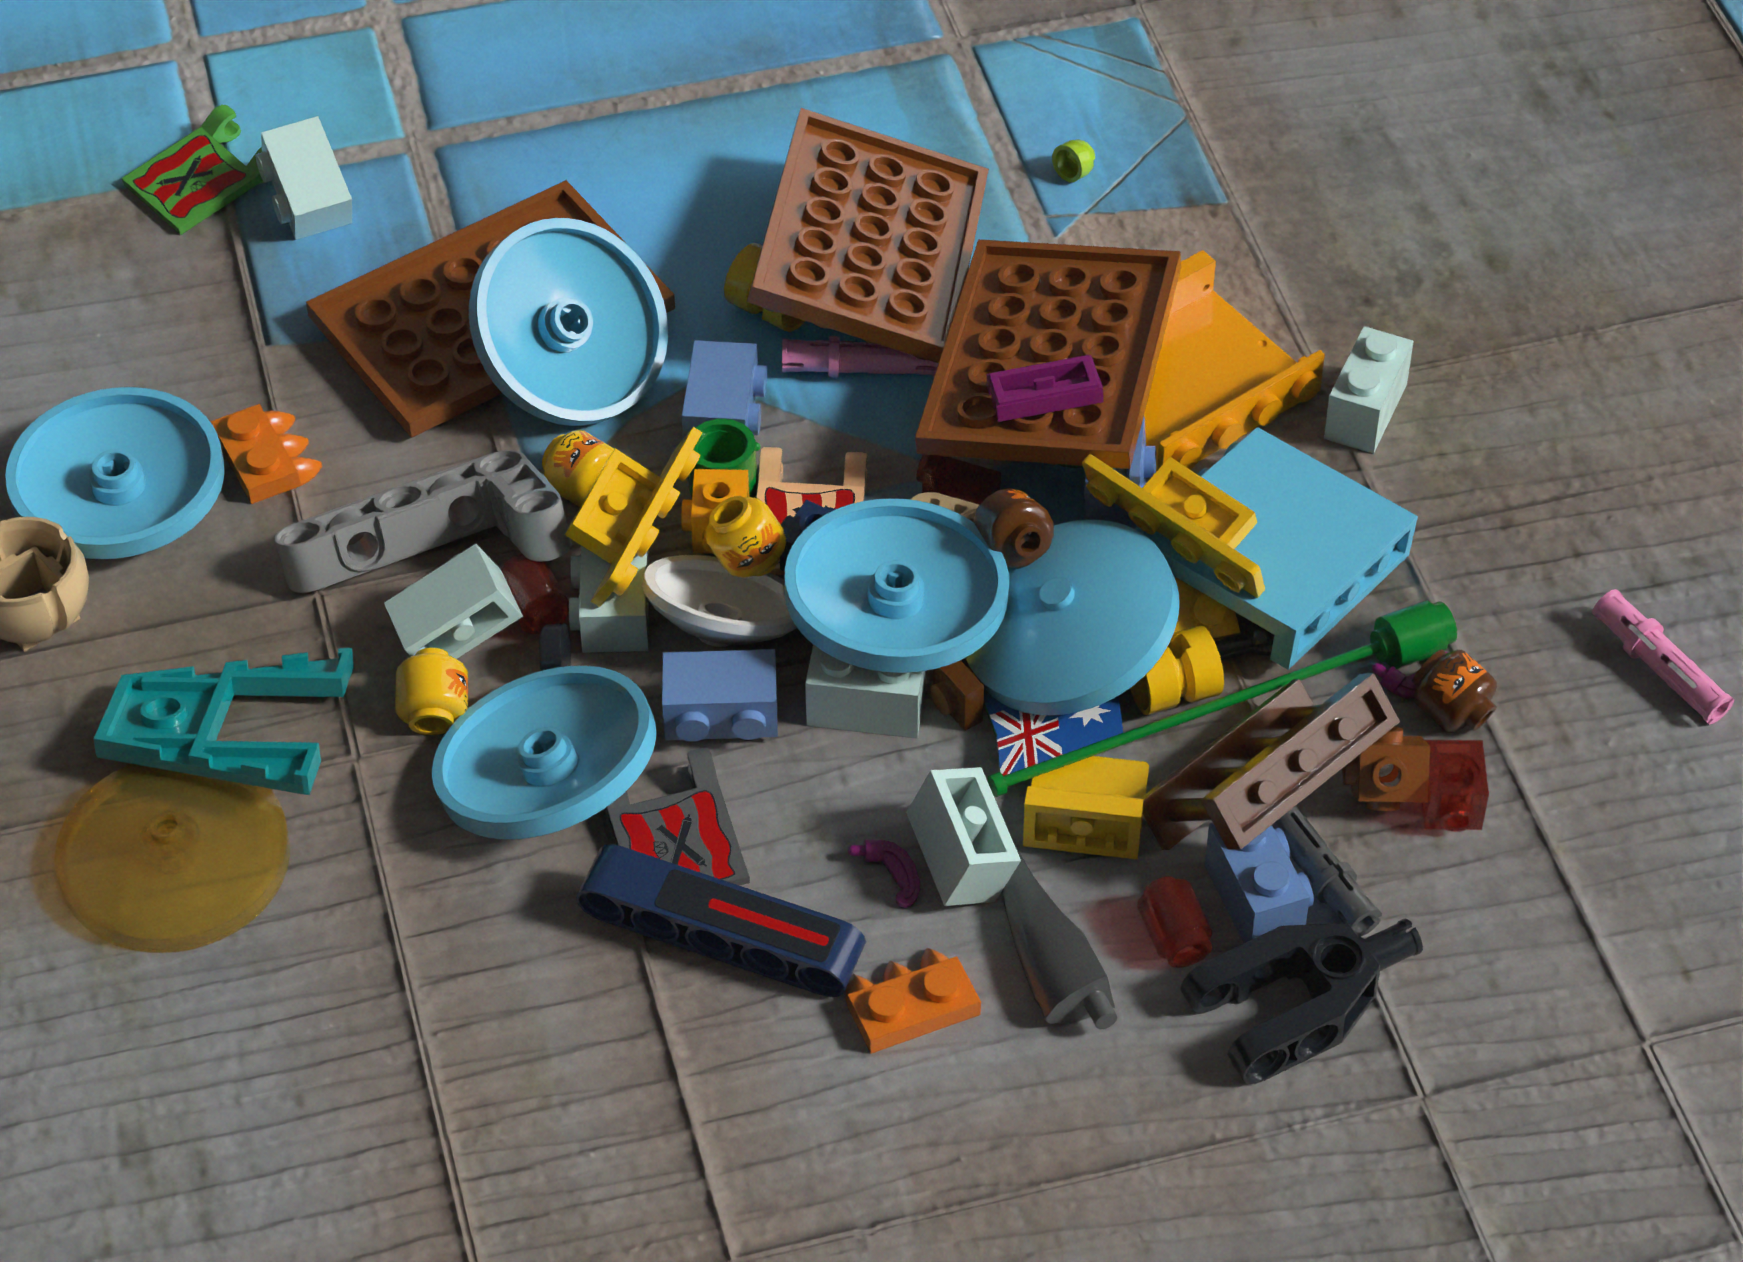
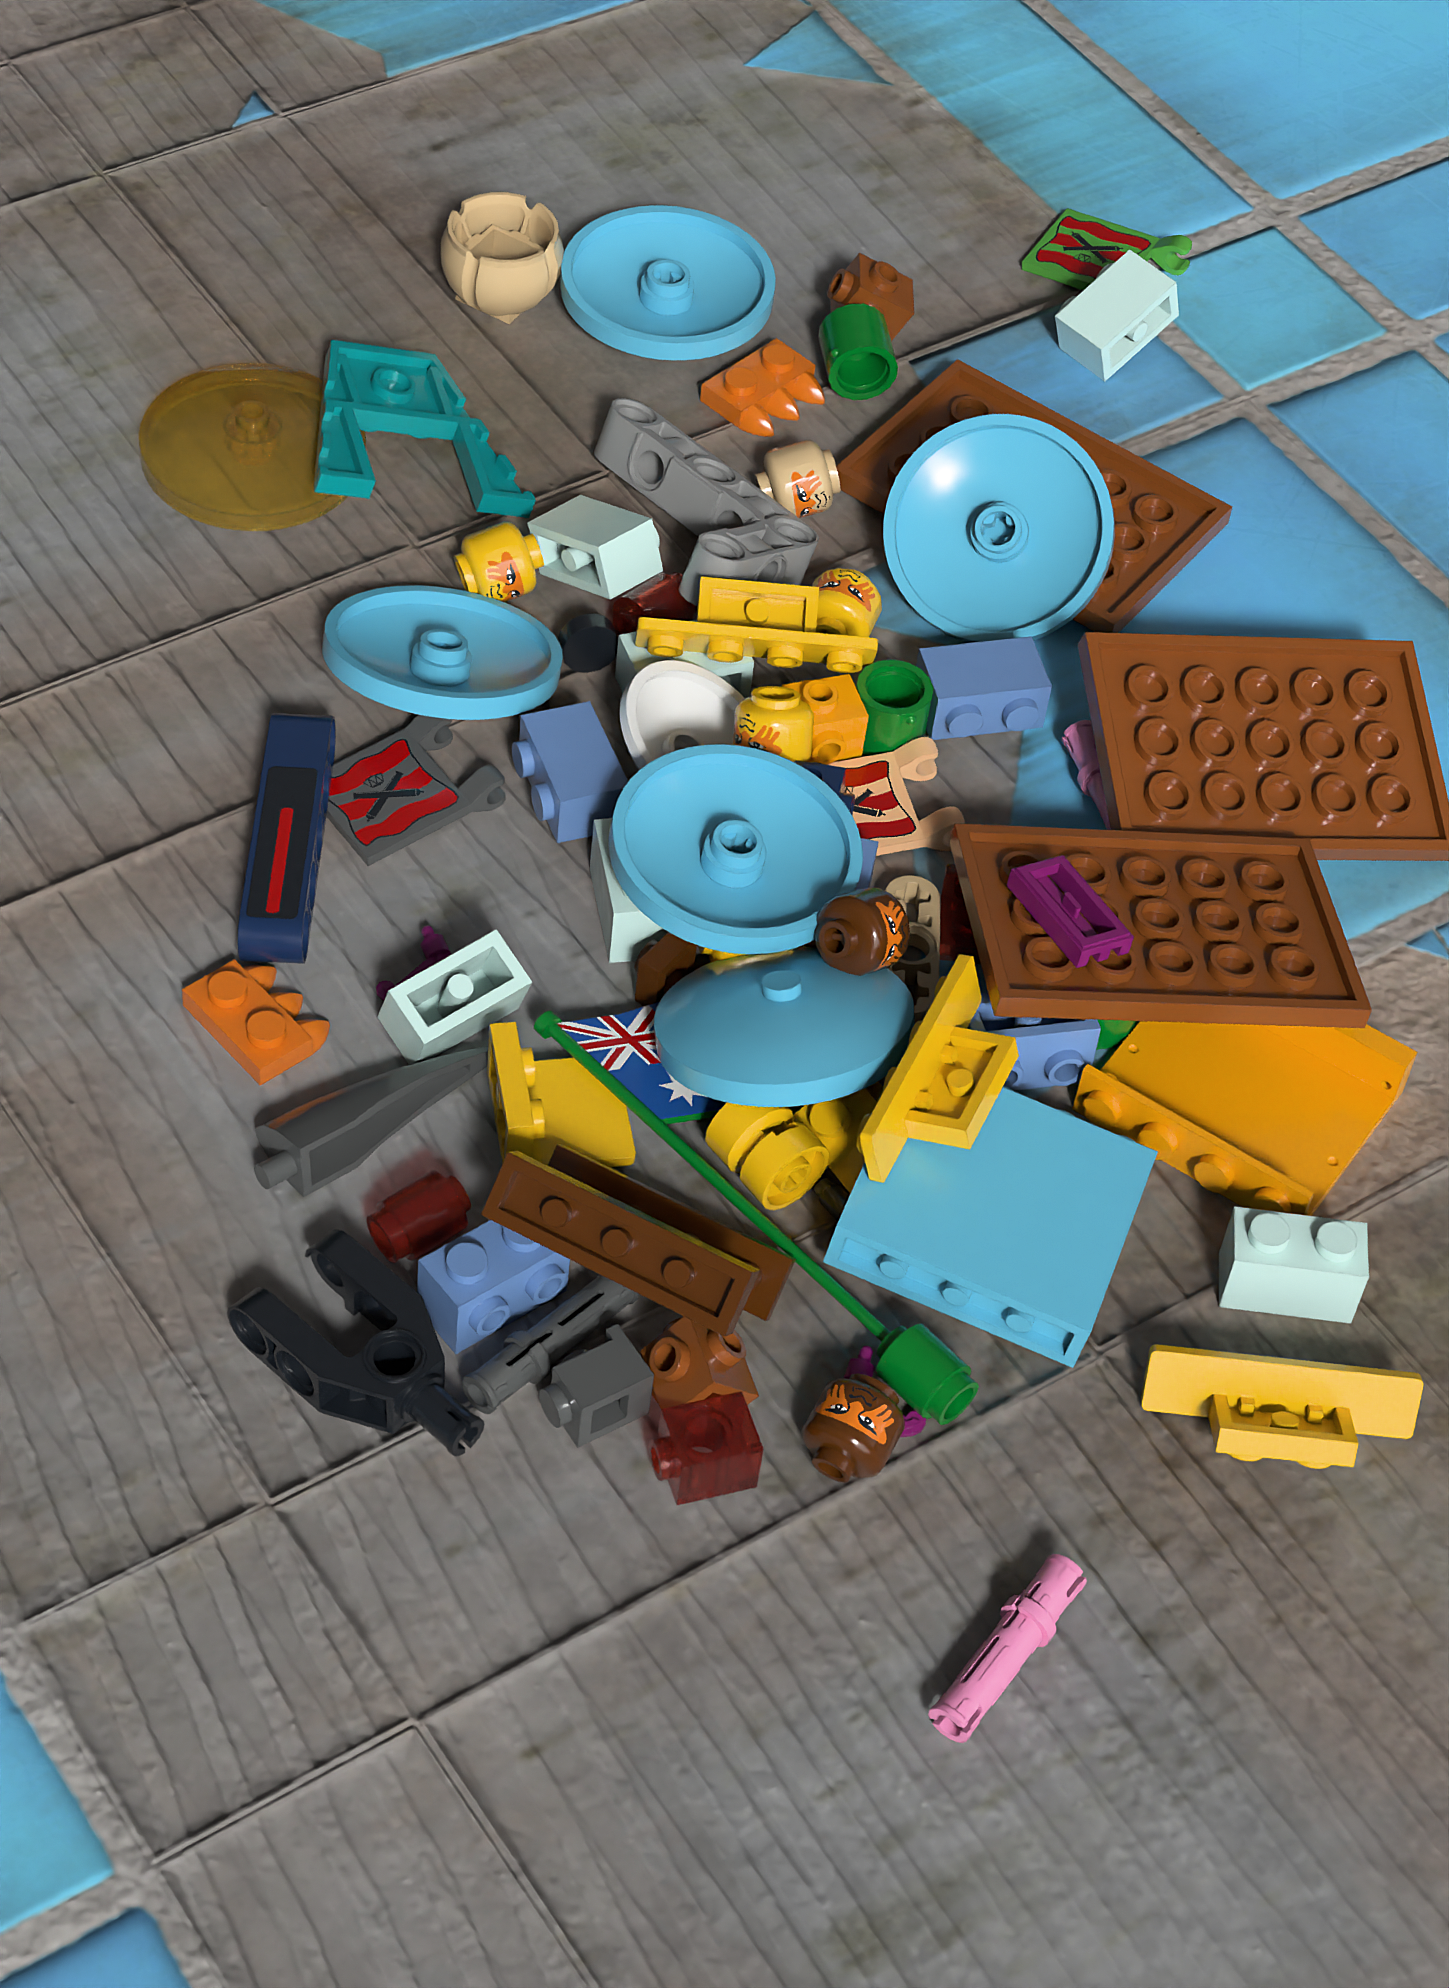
camera: 65 degrees right, 0 degrees up
(205, 337) = (877, 286): none -> dark orange brick
(266, 365) = (857, 351): none -> green piece
(409, 449) = (800, 477): none -> tan head
(1379, 839) = (598, 1389): none -> dark grey brick
(1494, 439) = (1282, 1404): none -> yellow bracket

